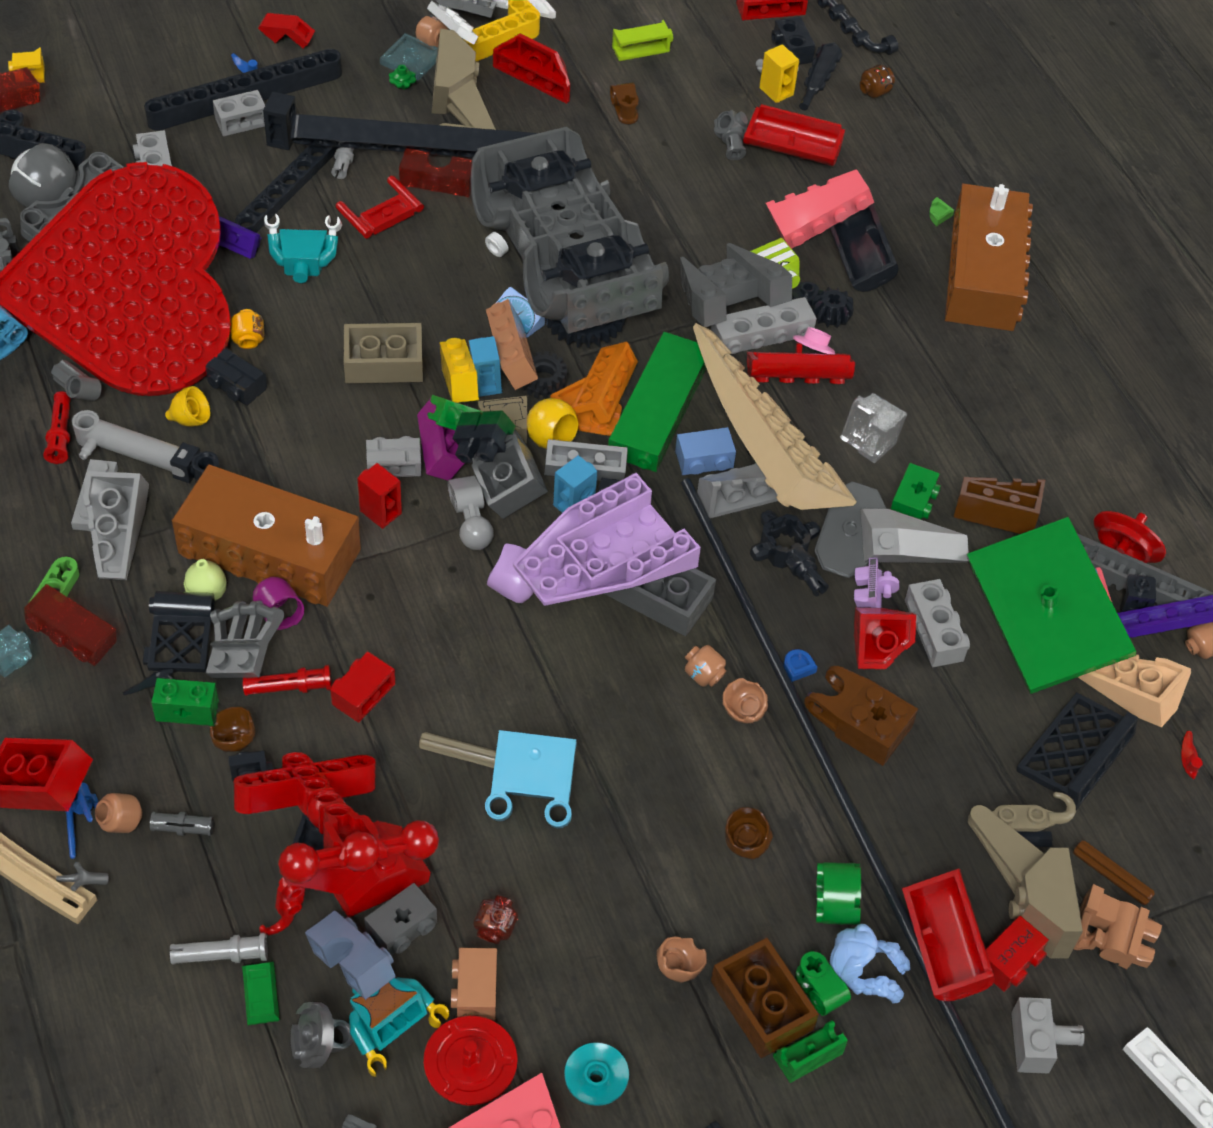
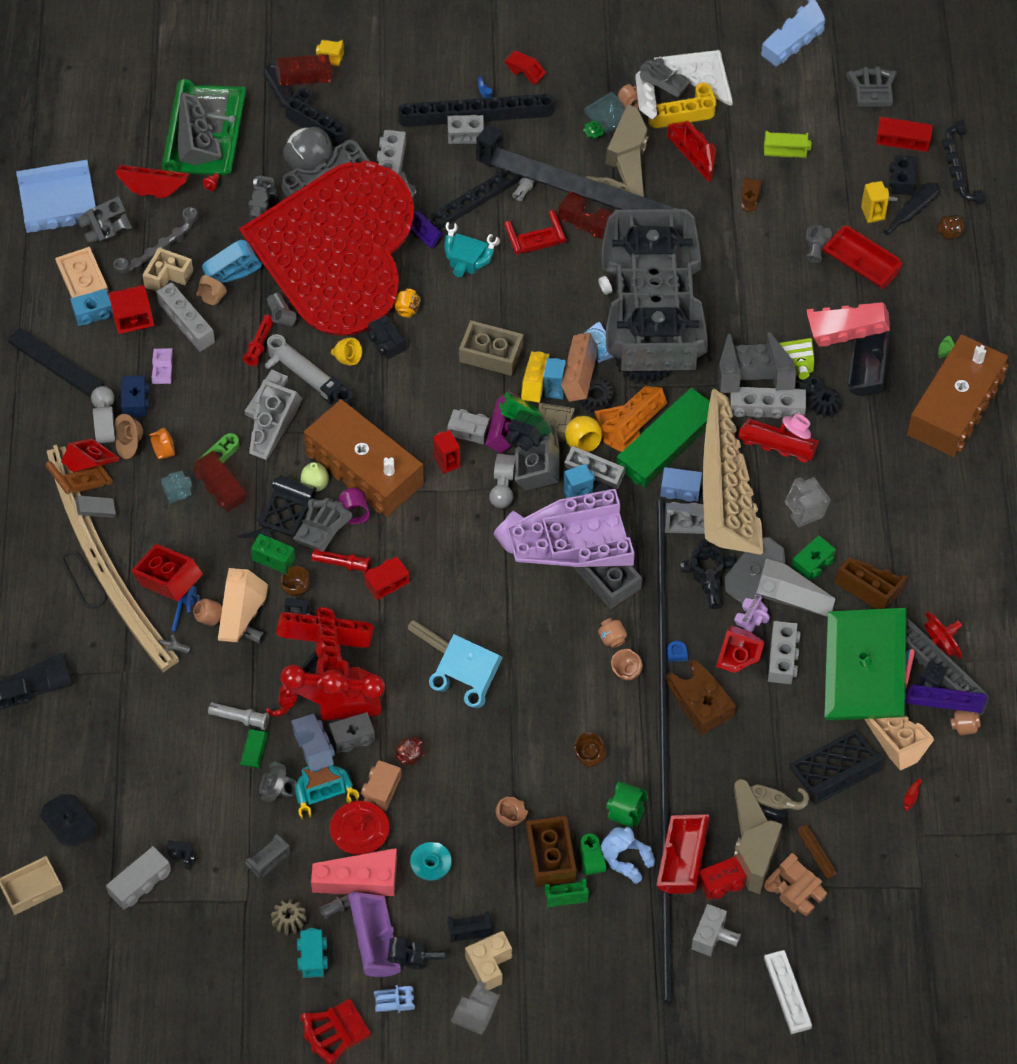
camera: 25 degrees right, 5 degrees up
(164, 784) = (241, 601): none -> light nougat wedge

